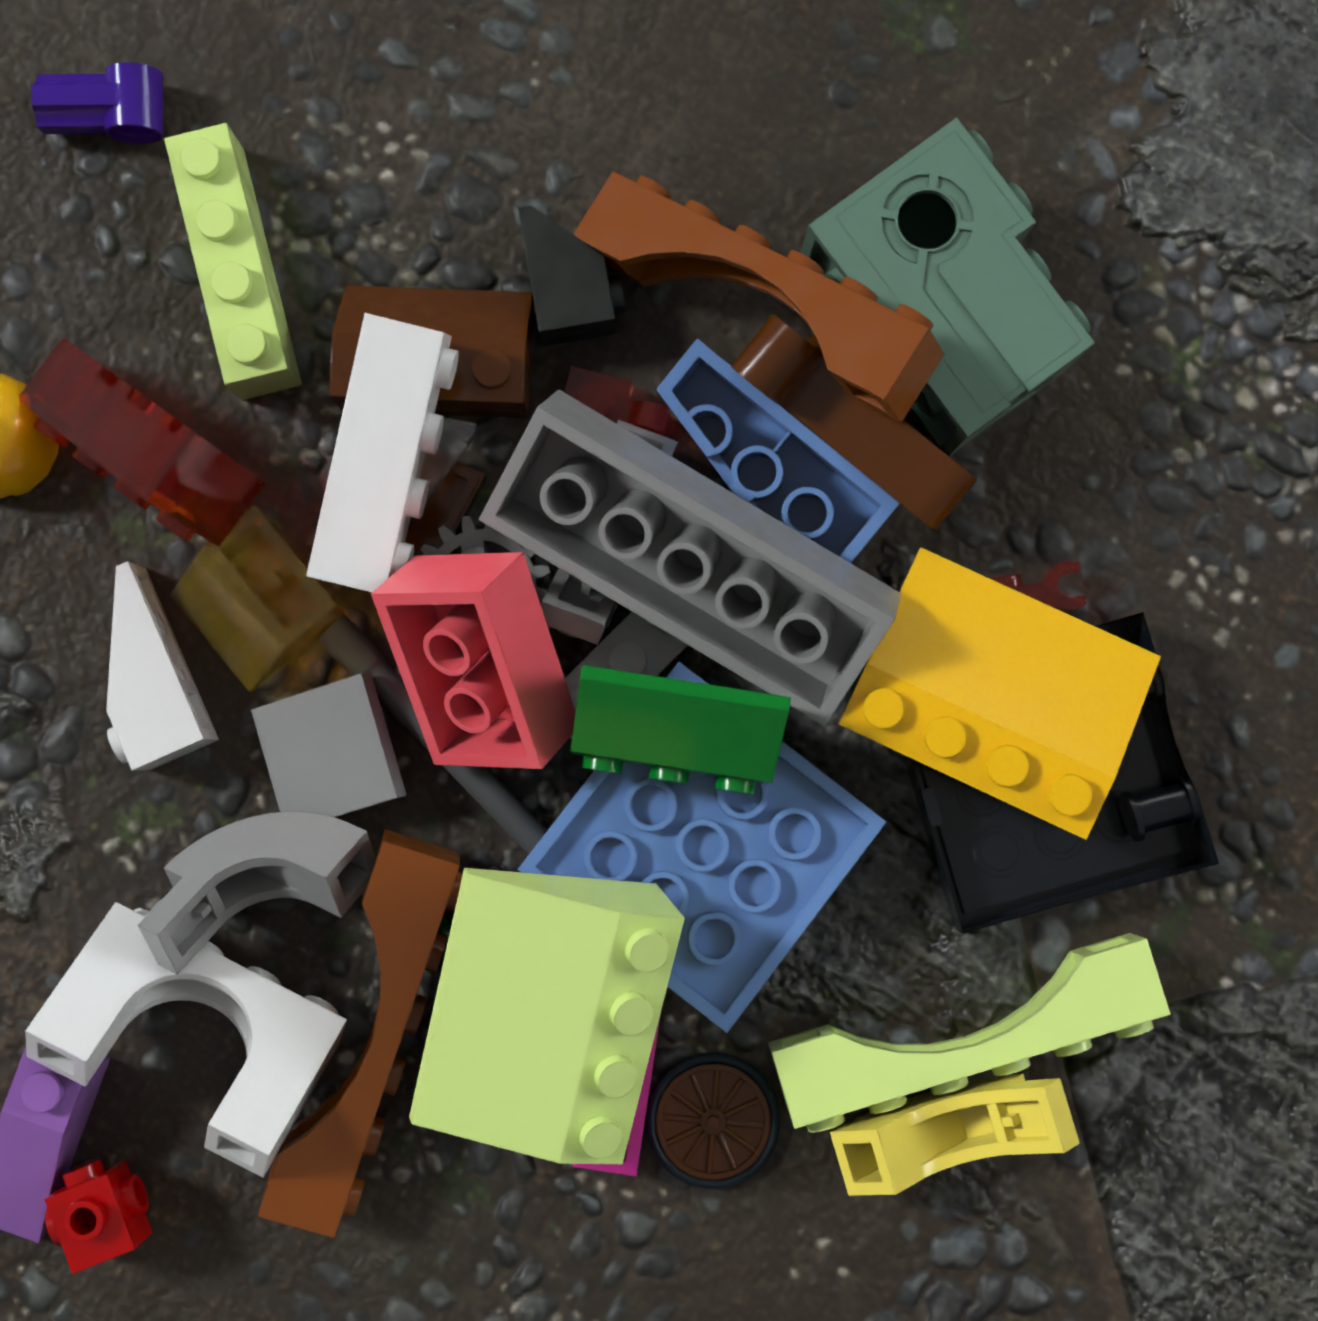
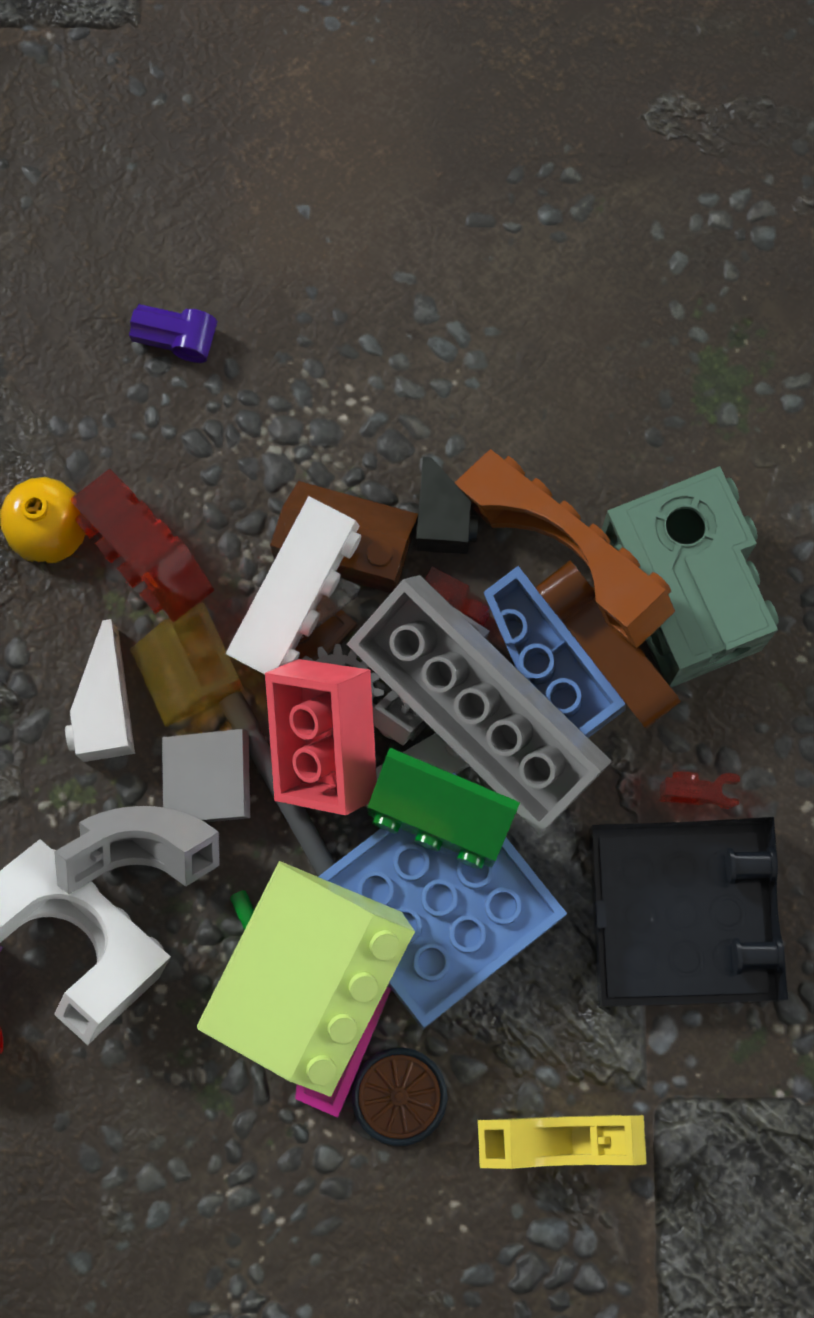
camera: 20 degrees right, 10 degrees down
(232, 262) = (230, 449): yellowish green brick -> none
(318, 1161) = (125, 1048): dark orange arch -> none
(1002, 693) = (663, 845): yellow slope -> none
(1090, 995) = (683, 1072): yellowish green arch -> none

